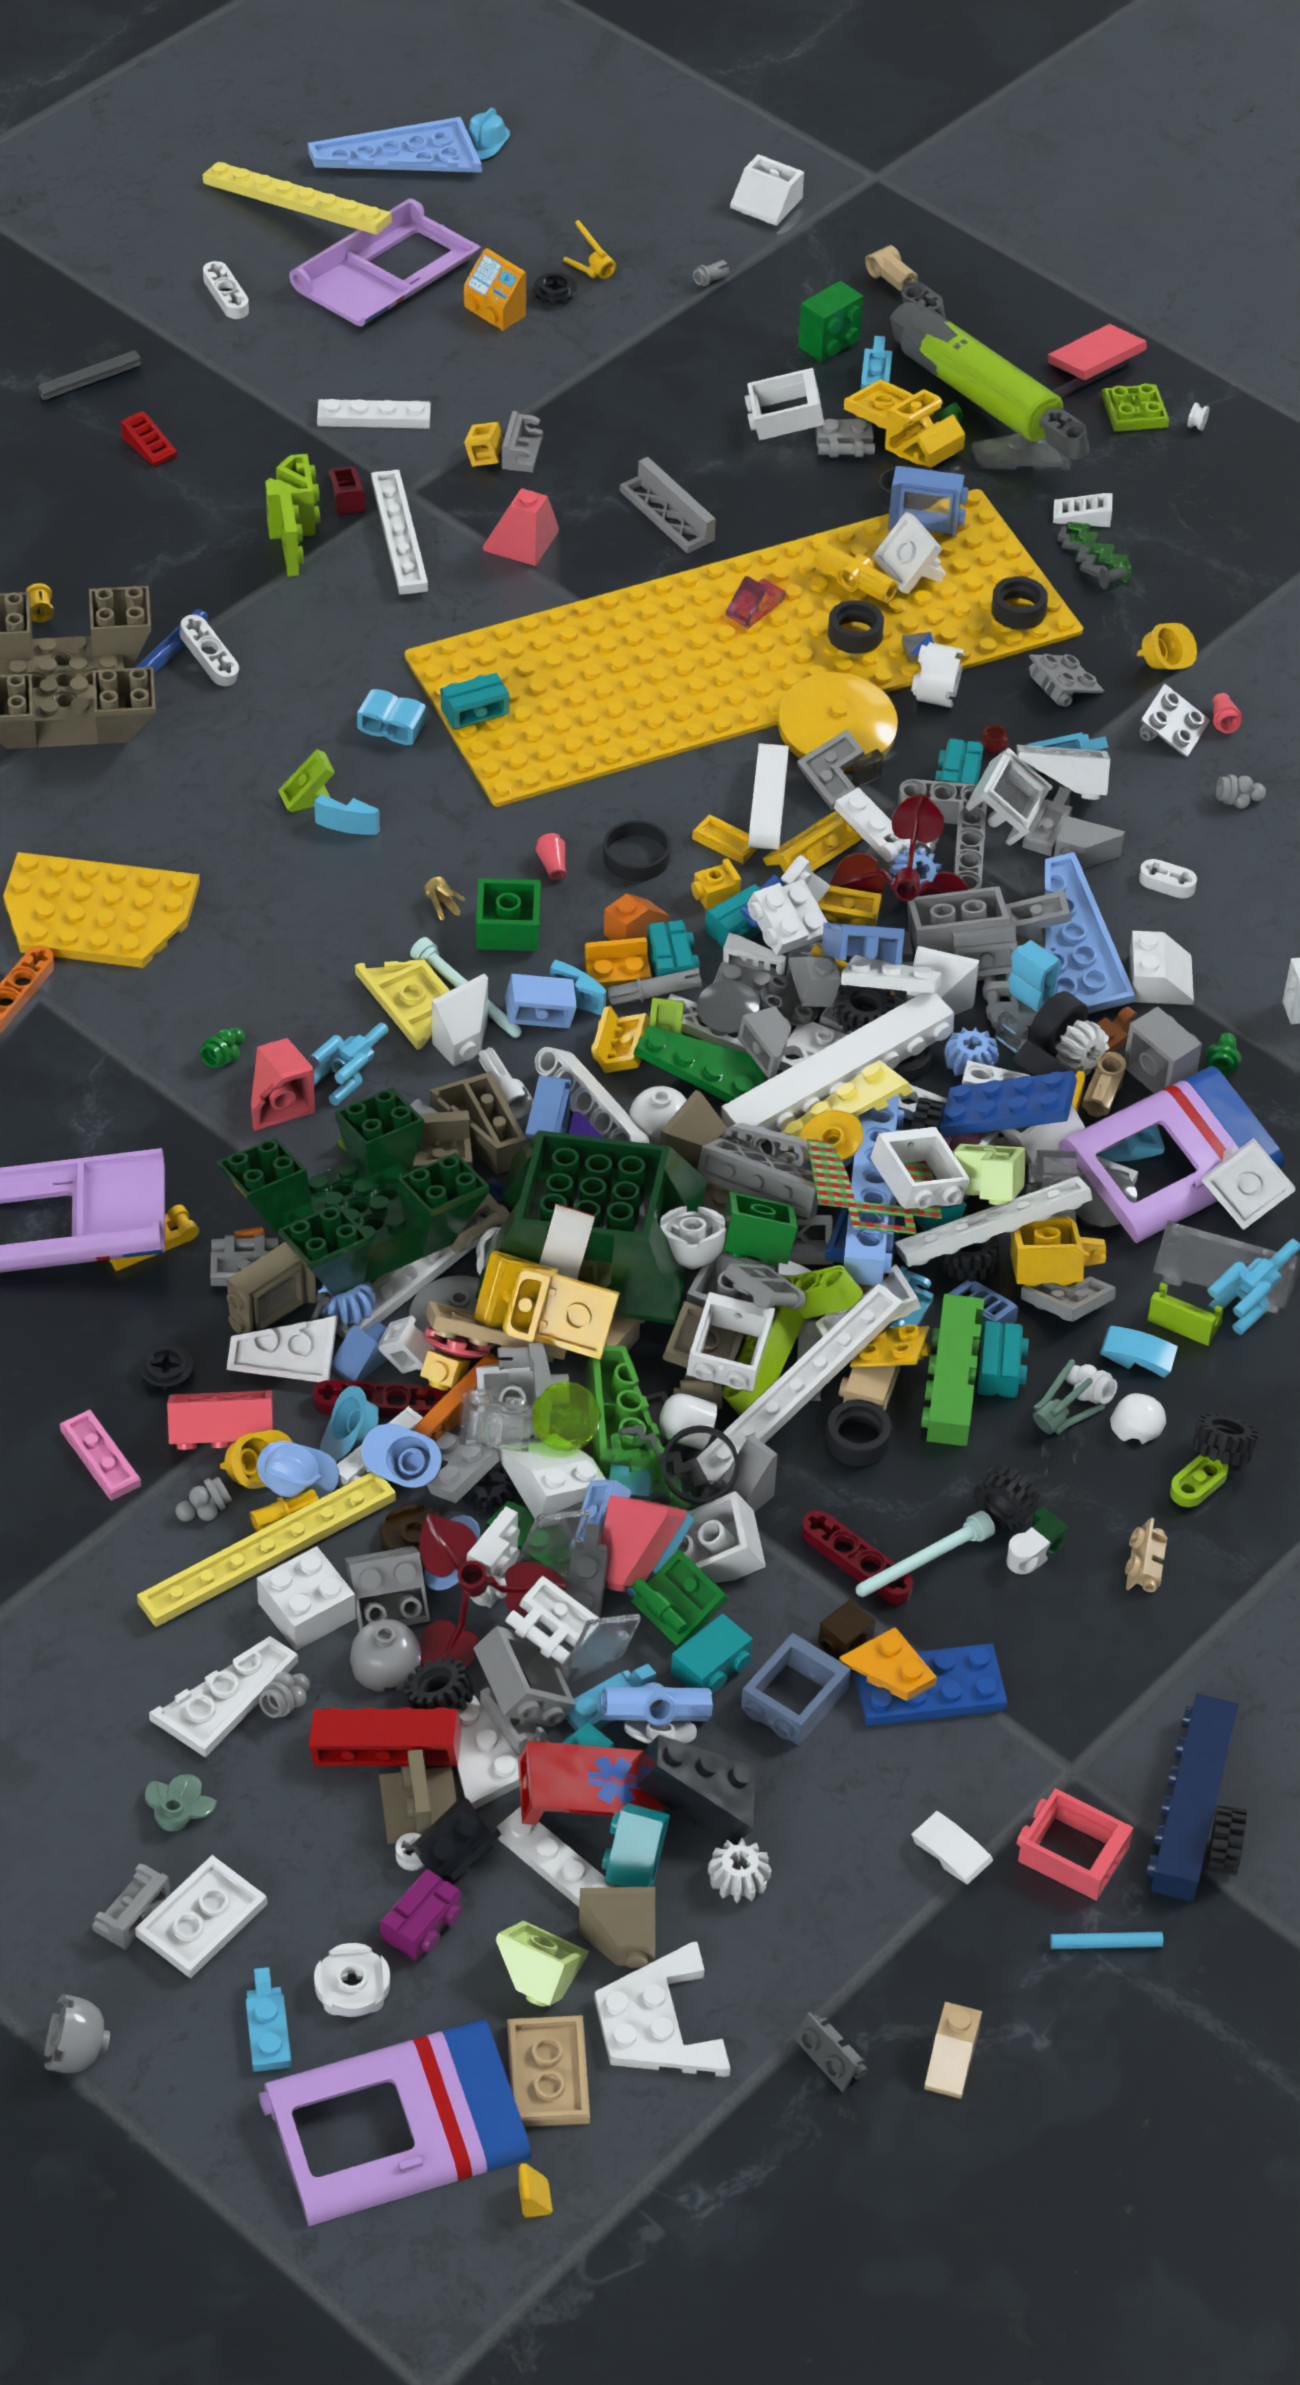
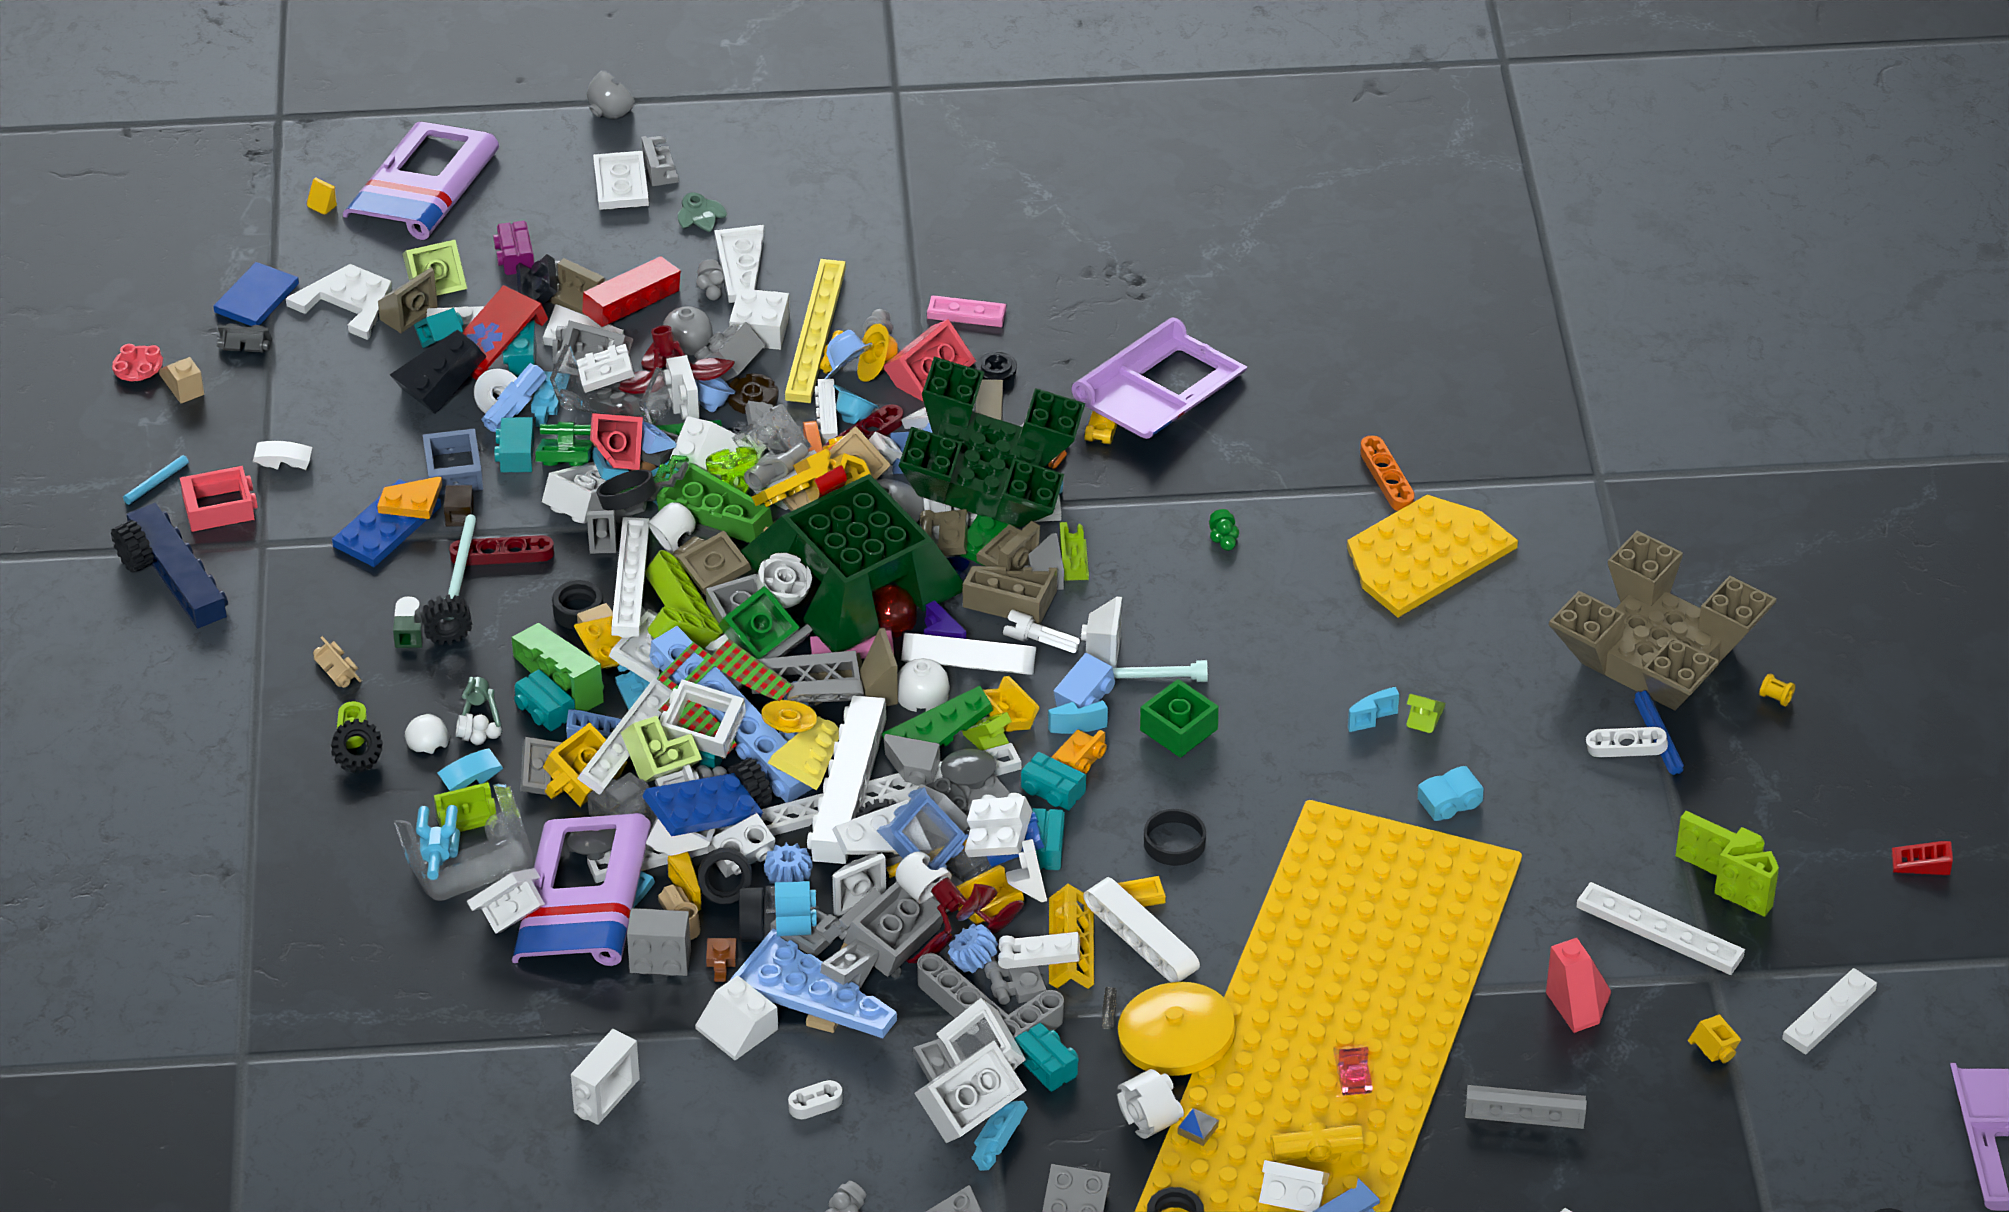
camera: 135 degrees right, 5 degrees down
(267, 2025) = (533, 171): medium azure hinge -> none
(281, 1085) = (1158, 531): coral slope -> none
(345, 1060) = (1142, 573): medium azure plant -> none
(347, 490) = (1737, 923): dark red slope -> none
(357, 1999) = (514, 206): white plate -> none
(401, 1455) = (804, 405): light blue piece -> none
(405, 994) = (1168, 639): light yellow wing -> none
(438, 892) = (1245, 710): pearl gold piece -> none
(439, 1685) = (634, 324): black tyre -> none
(474, 700) = (1410, 832): teal brick -> none
(496, 290) = (1906, 1169): light orange slope -> none
(521, 443) = (1696, 1066): light grey hinge -> none
(549, 2070) = (374, 244): tan tile -> none
(550, 1106) = (968, 605): medium blue window -> none
(552, 855) = (1218, 788): coral cone -> none
(630, 917) = (1108, 786): orange slope -> none
(654, 986) = (1042, 744): light grey axle -> none
(716, 884) = (1090, 843): yellow brick -> none
(722, 1312) = (698, 568): white window -> none
(739, 1870) = (377, 367): white gear -> none
(750, 2112) = (256, 294): none -> tile
(765, 1286) = (713, 584): light grey plate -> none
(826, 766) = (1129, 979): light grey plate -> none
(855, 612) = (1256, 1115): black tyre -> none
(918, 904) = (917, 878): none -> white helmet
(978, 2119) = (137, 362): none -> coral dish
(995, 738) = (1060, 1108): clear red plate -> none
(1082, 1046) = (718, 912): white gear -> none
(1089, 841) = (897, 1071): light grey slope -> none
(1224, 1054) = (628, 994): green piece -> none

